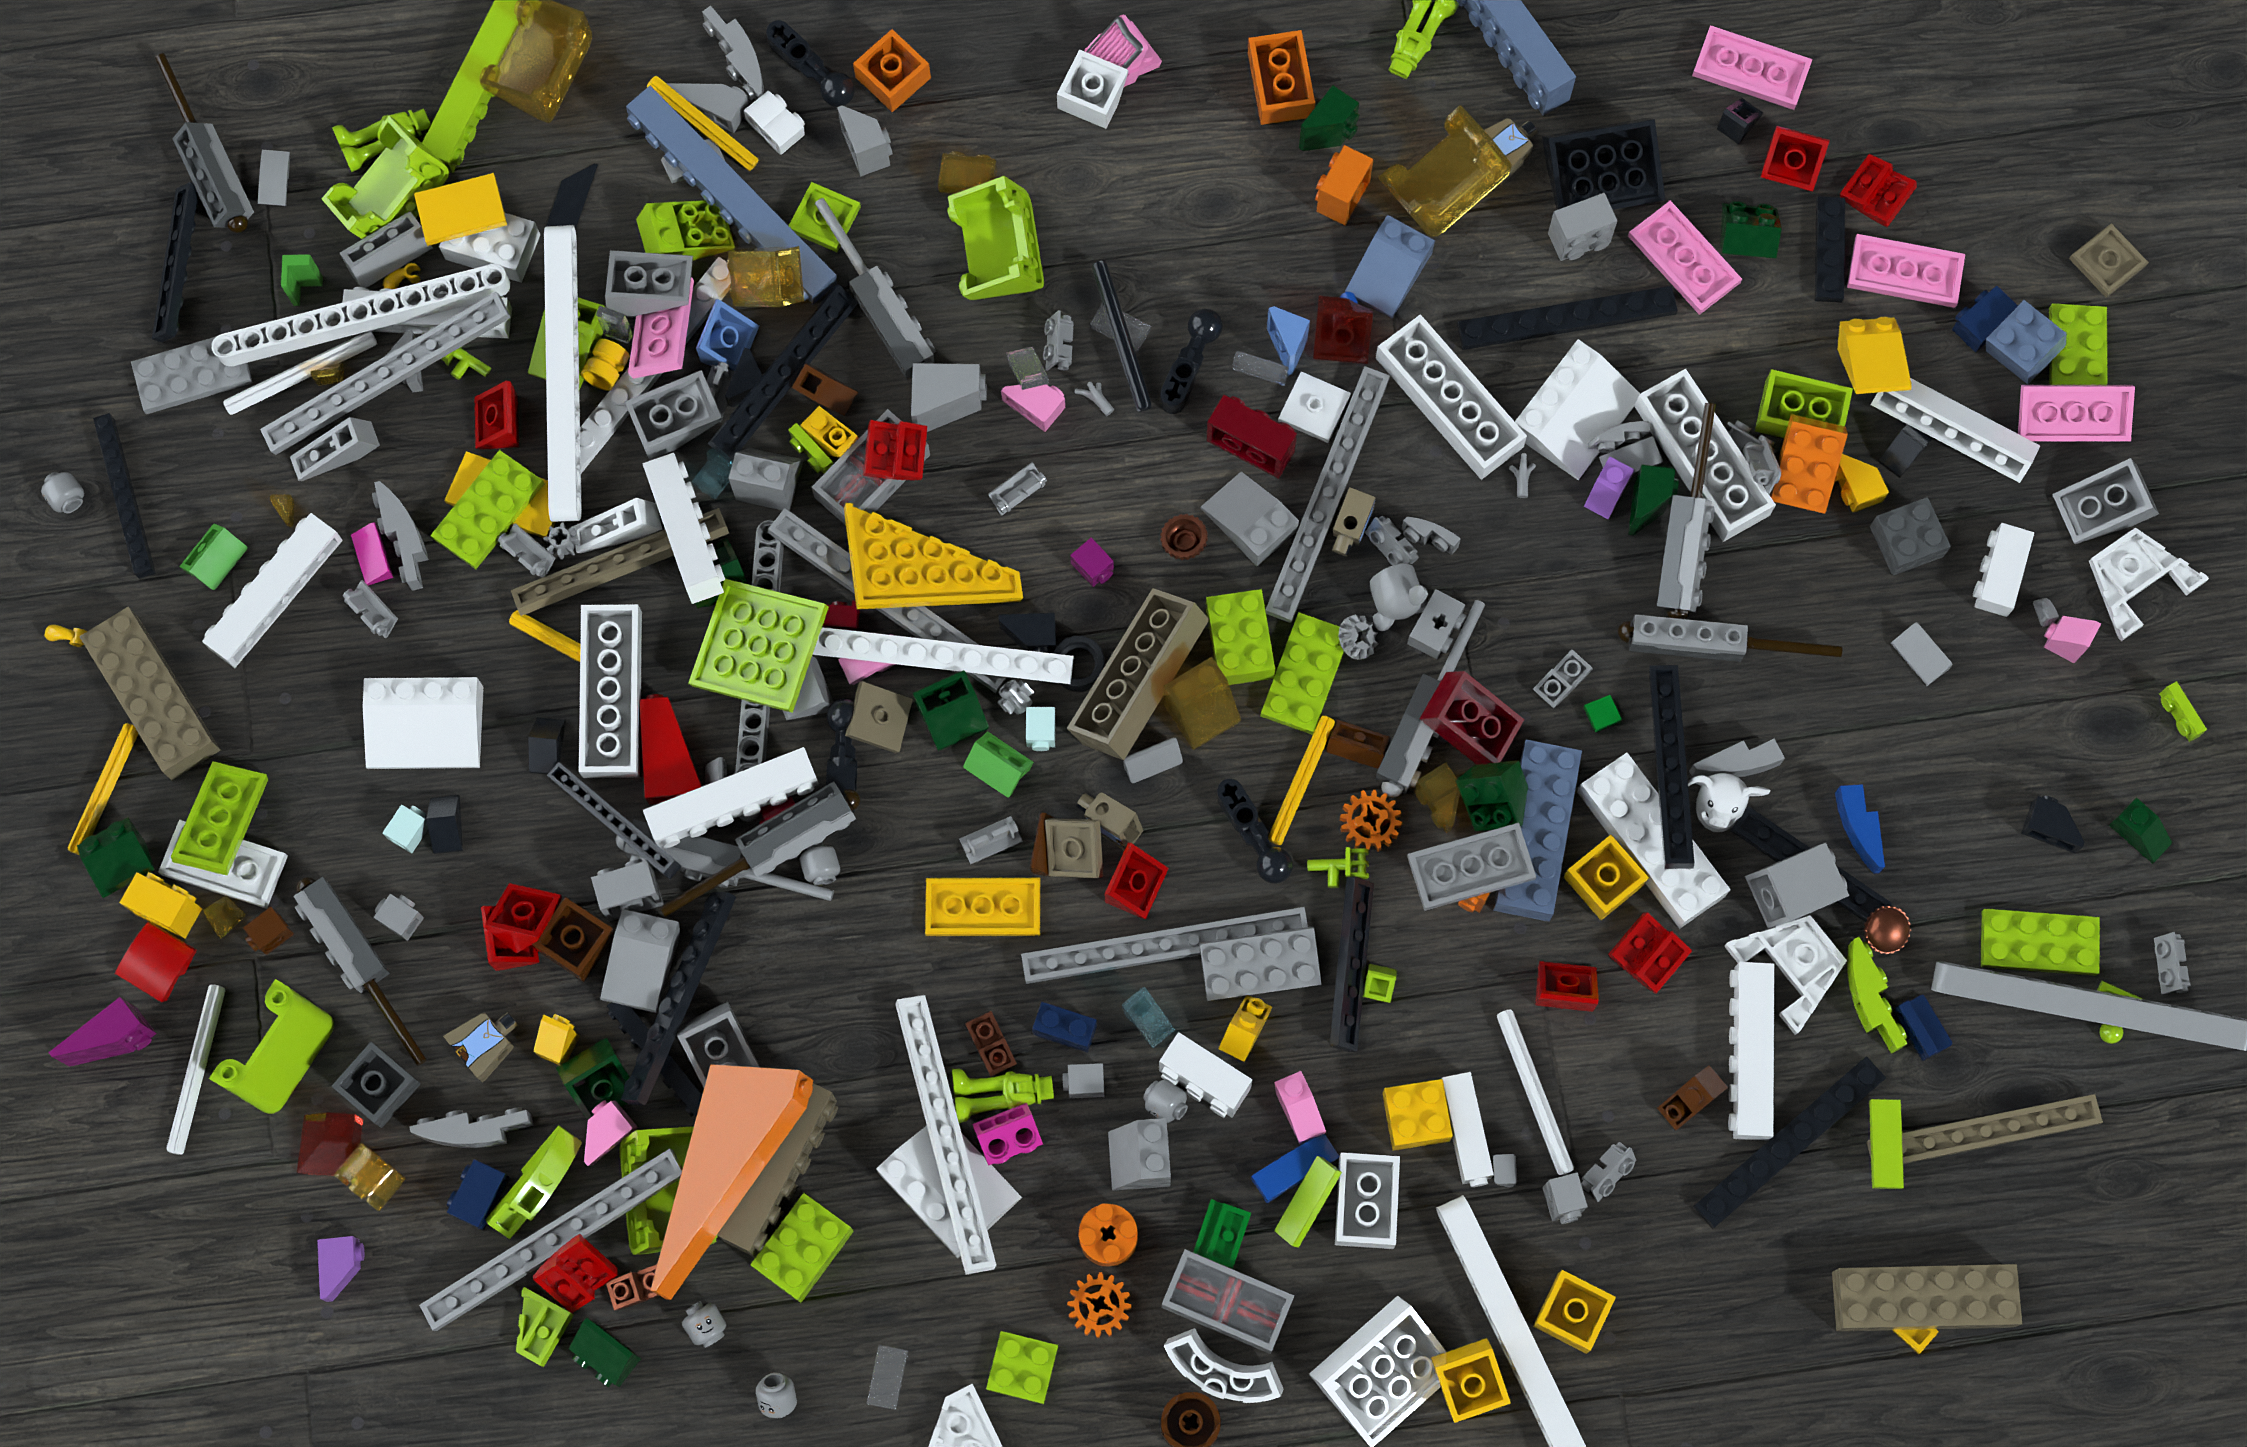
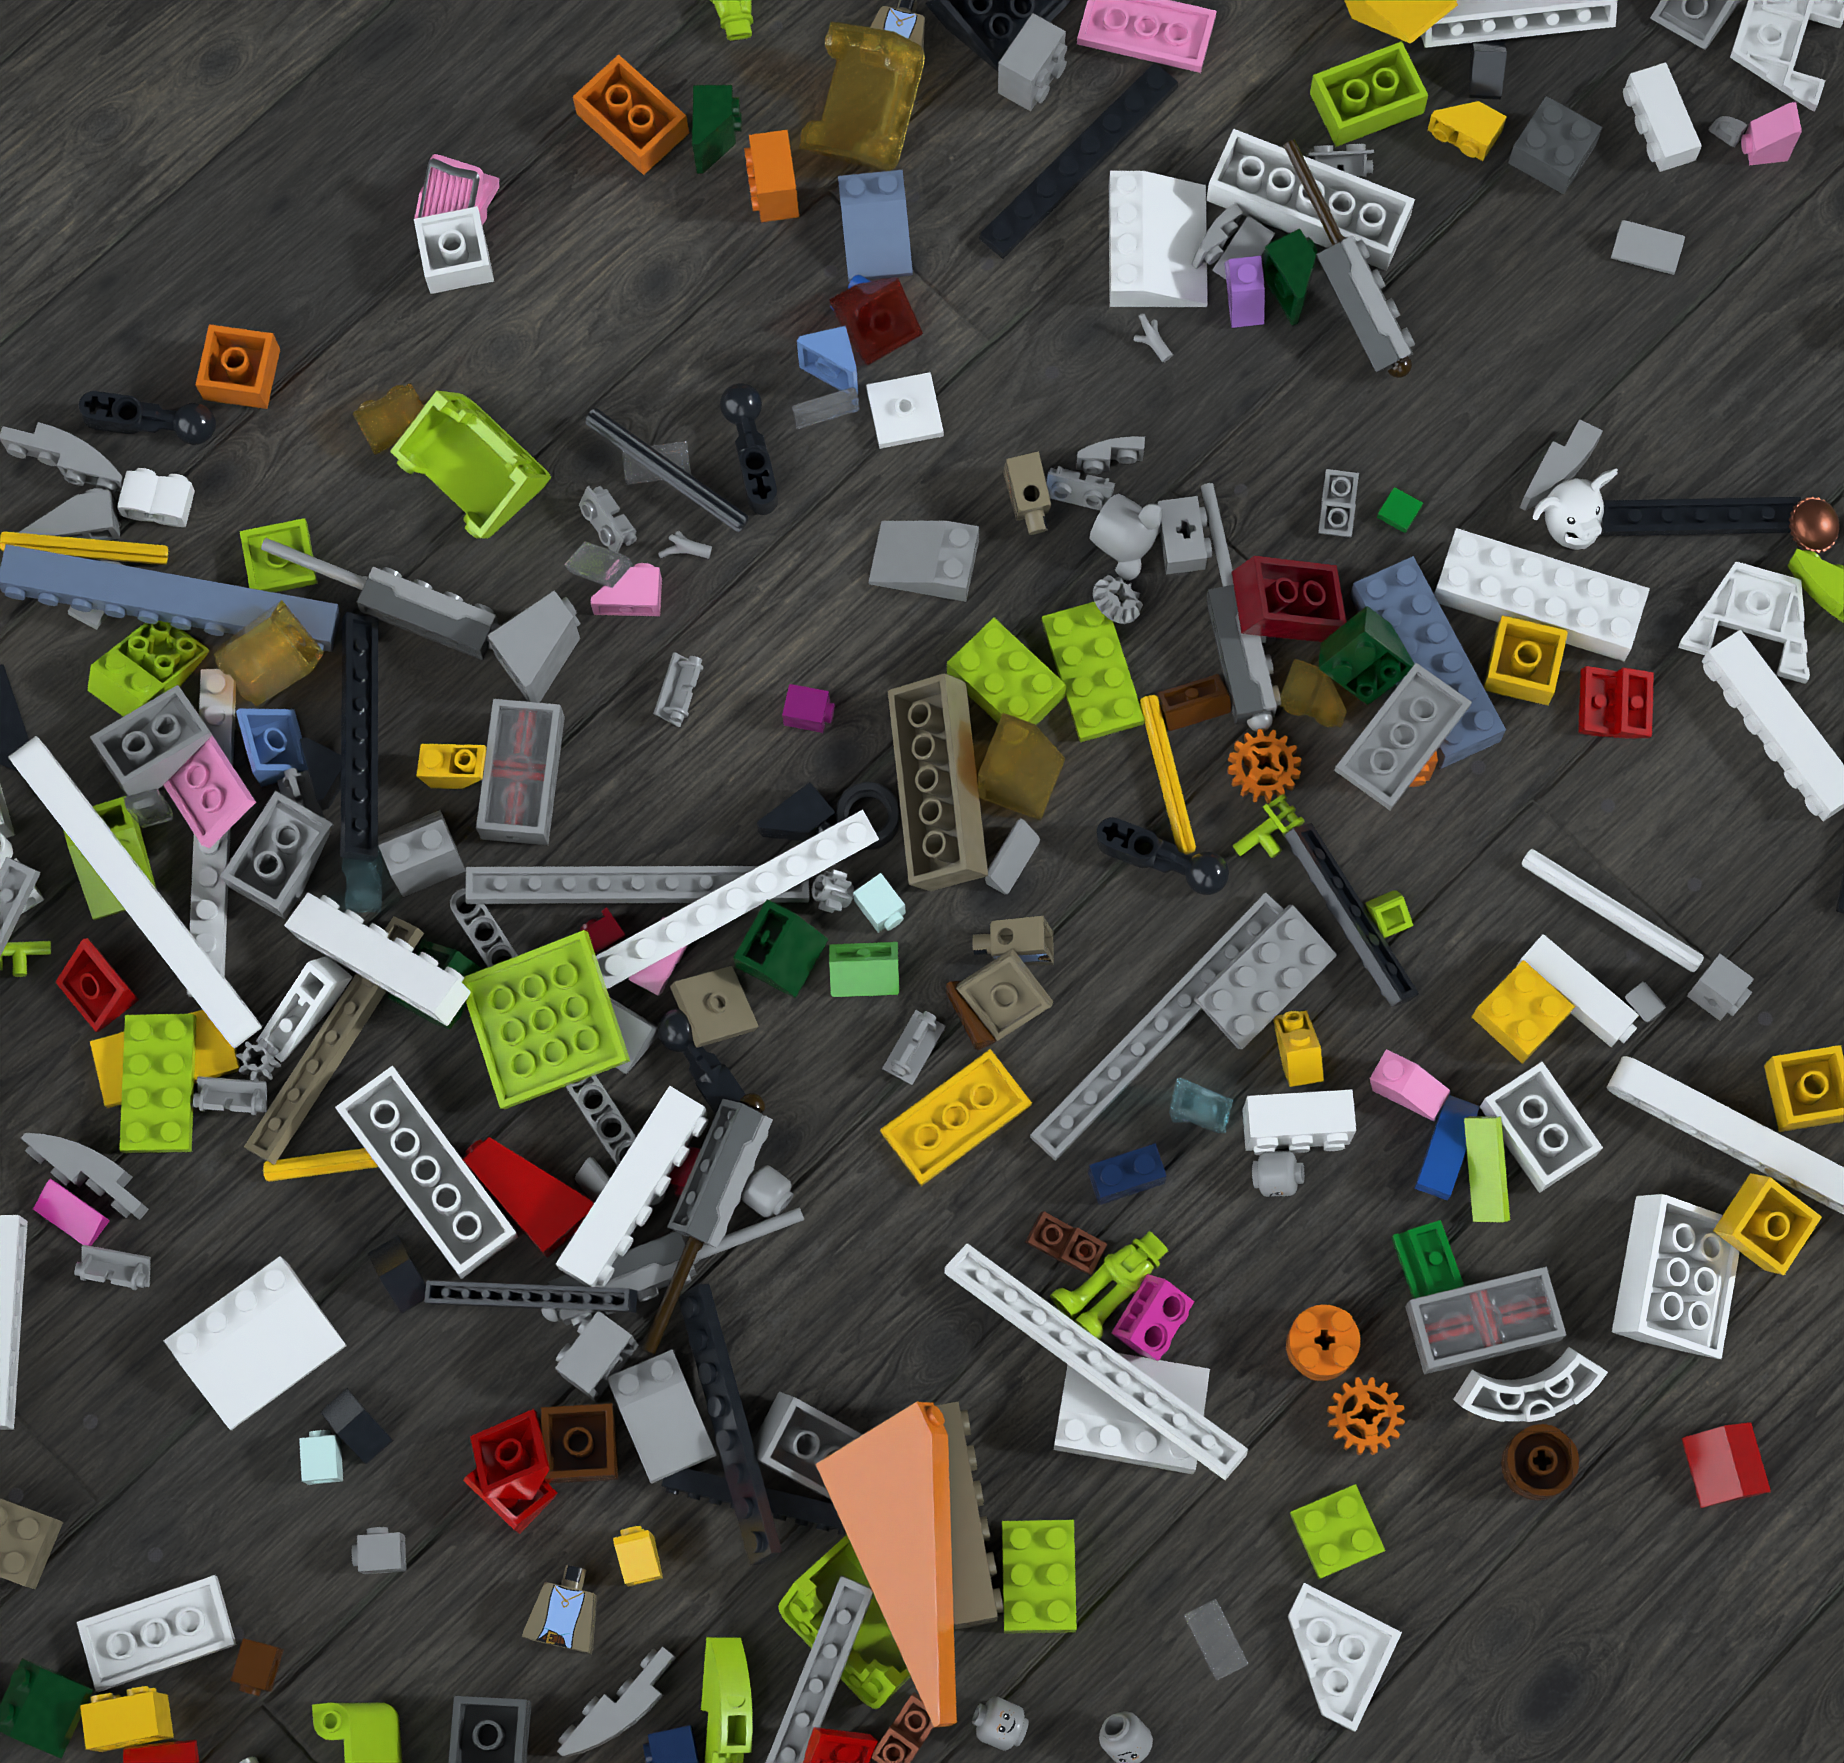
camera: 35 degrees left, 0 degrees up
(219, 818) = (120, 1589): lime plate -> none
(223, 916) = (197, 1685): clear yellow slope -> none
(350, 950) = (356, 1622): piece -> none
(594, 1077) = (708, 1566): dark green slope -> none
(605, 364) = (168, 855): yellow wheel -> none
(606, 1130) = (757, 1606): bright pink slope -> none
(803, 443) = (456, 797): lime plate -> none
(825, 389) = (413, 724): reddish brown slope -> none
(865, 140) = (263, 453): light grey slope -> none
(895, 450) = (534, 733): red slope -> none
(911, 570) = (638, 839): yellow wing -> none
(1084, 1080) = (1185, 1211): light grey brick -> none
(1135, 882) = (1086, 985): red slope -> none
(1140, 1155) = (1296, 1242): light grey slope -> none
(1184, 537) = (877, 621): copper hat -> none
(1251, 435) = (870, 477): dark red brick -> none
(1327, 494) = (982, 484): light grey plate -> none
(1450, 397) = (1030, 309): white brick -> none
(1567, 986) = (1566, 789): red slope -> none
(1618, 1162) = (1739, 921): light grey hinge -> none
(1671, 767) = (1509, 512): black plate -> none
(1692, 1097) = (1760, 809): reddish brown slope -> none
(1706, 639) = (1443, 372): light grey piece -> none
(1762, 464) = (1375, 168): light grey hinge -> none
(1797, 885) = (1706, 542): light grey slope -> none
(1809, 463) = (1414, 139): orange brick -> none
(1861, 826) = (1717, 446): blue slope -> none

